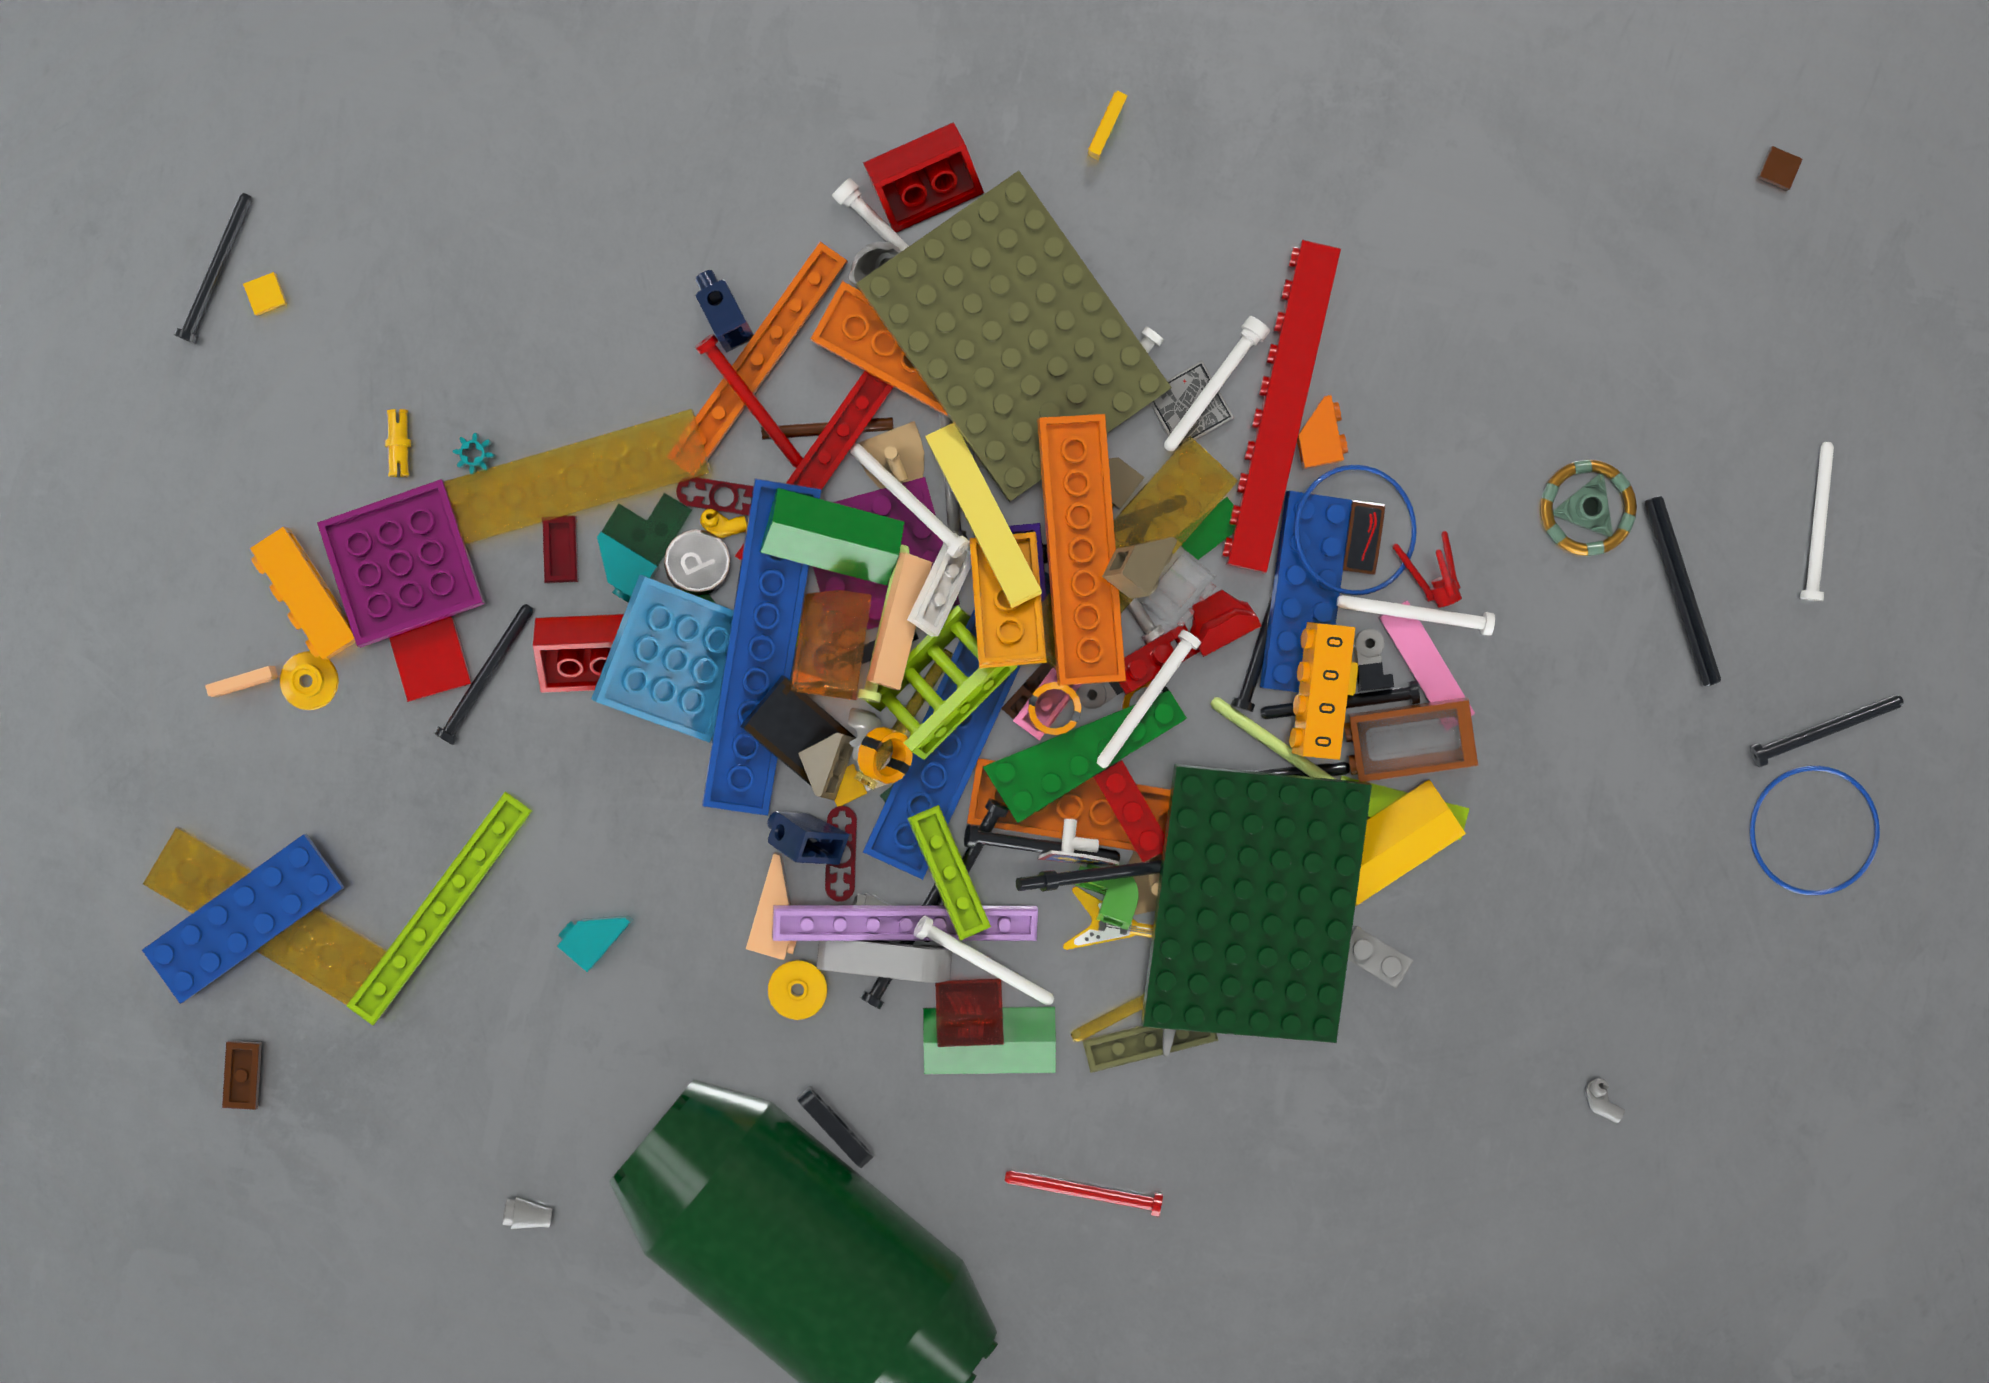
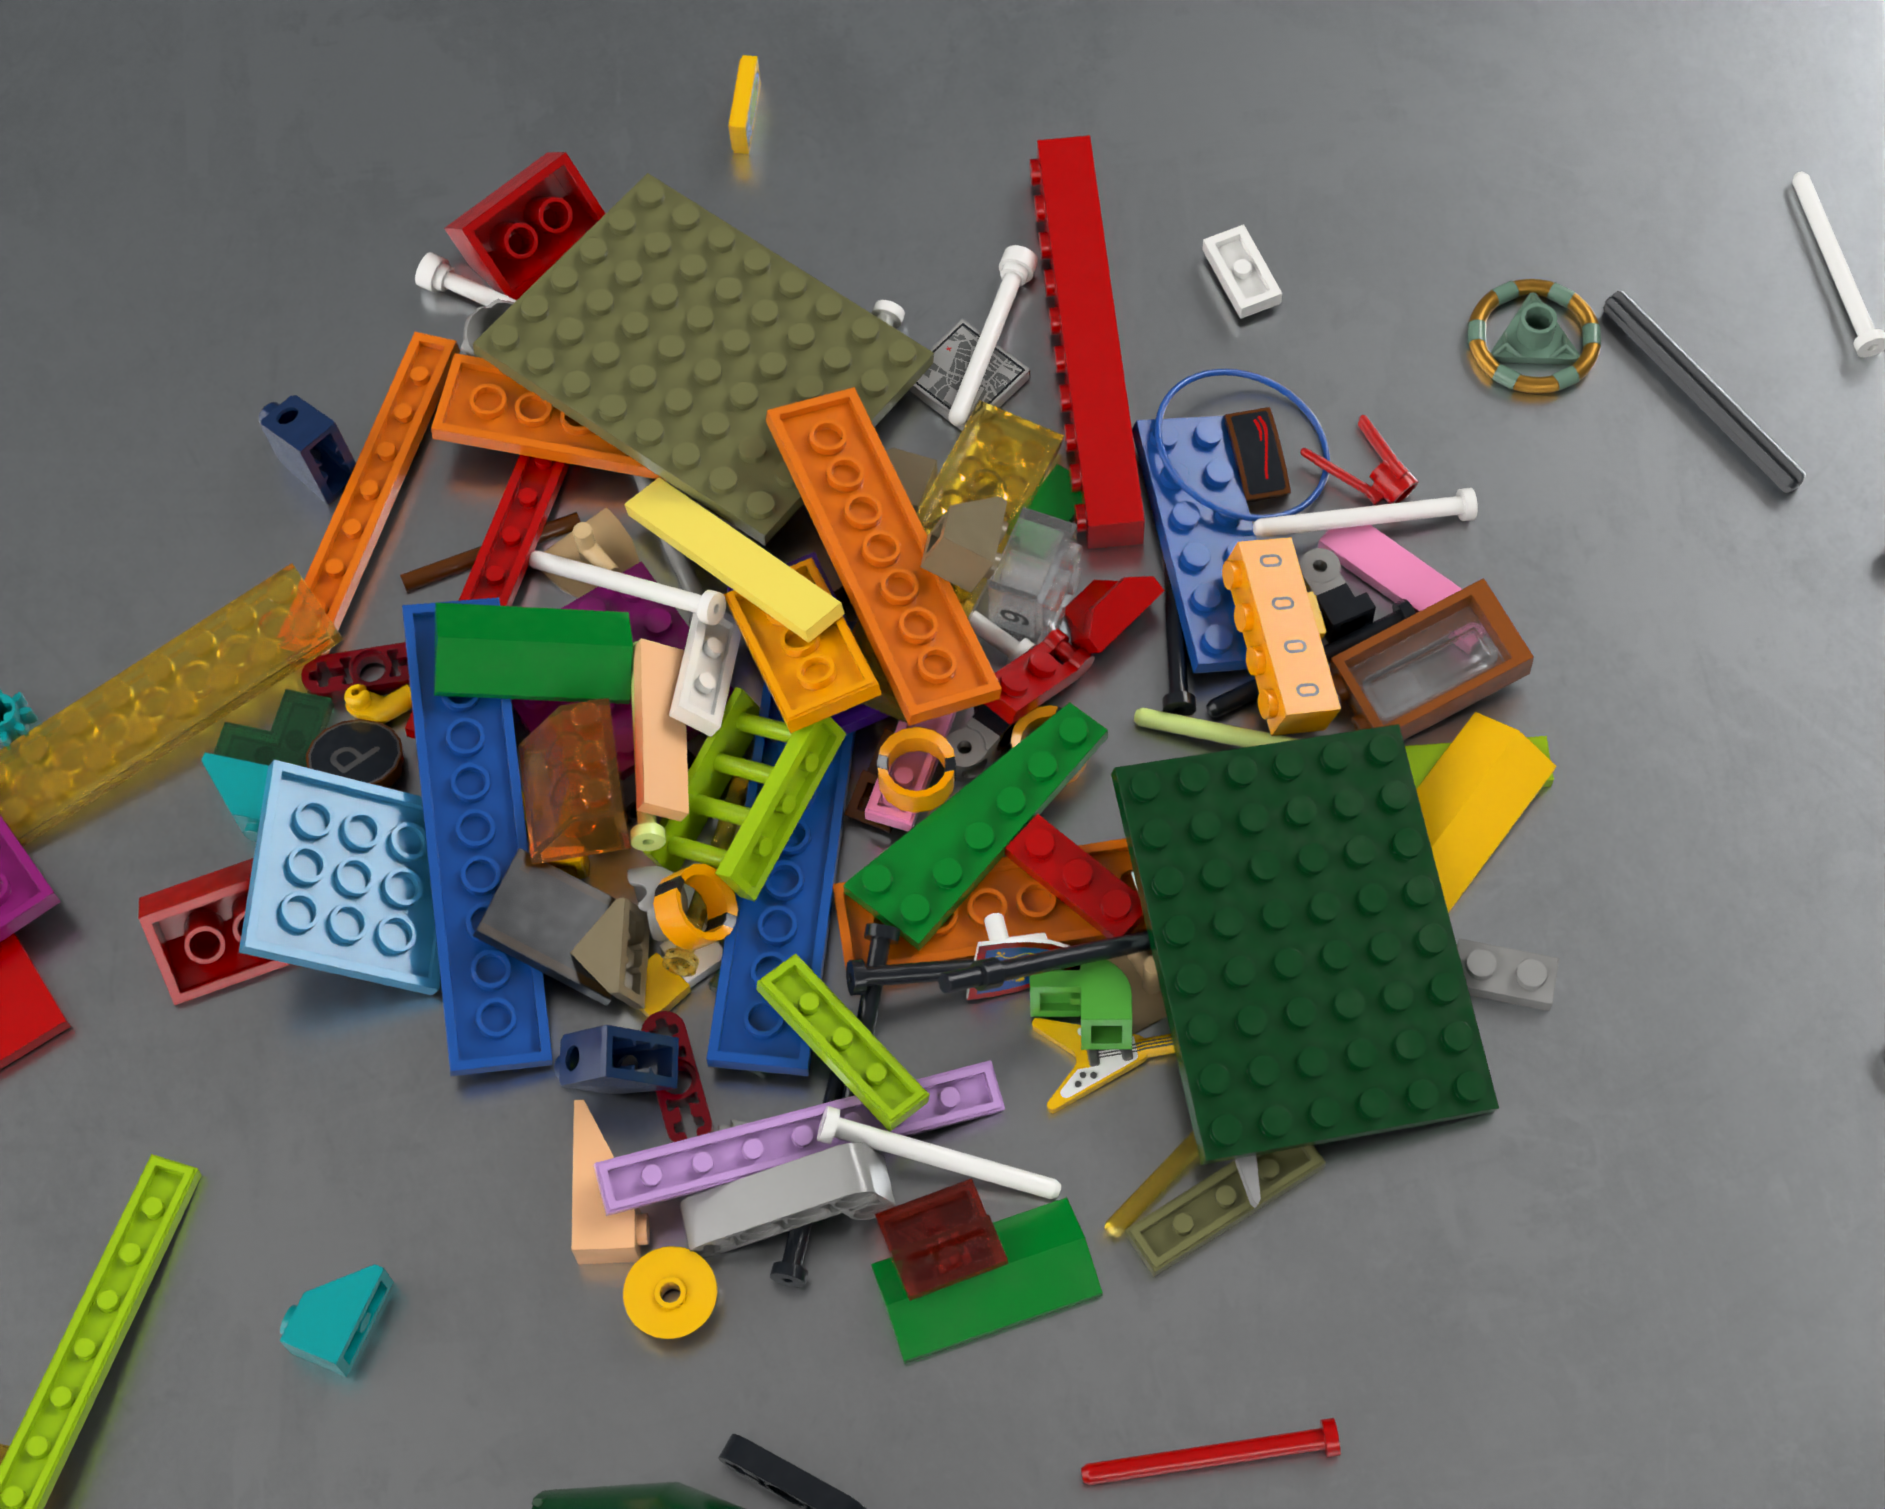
camera: 15 degrees left, 25 degrees down
(484, 675) = (46, 1100): black bar -> none
(560, 550) = (158, 810): dark red tile -> none
(708, 346) = (294, 476): red bar -> none
(1146, 700) = (1071, 632): white bar -> none
(1319, 437) = (1153, 355): orange slope -> none
(1408, 389) = (1242, 271): none -> white plate

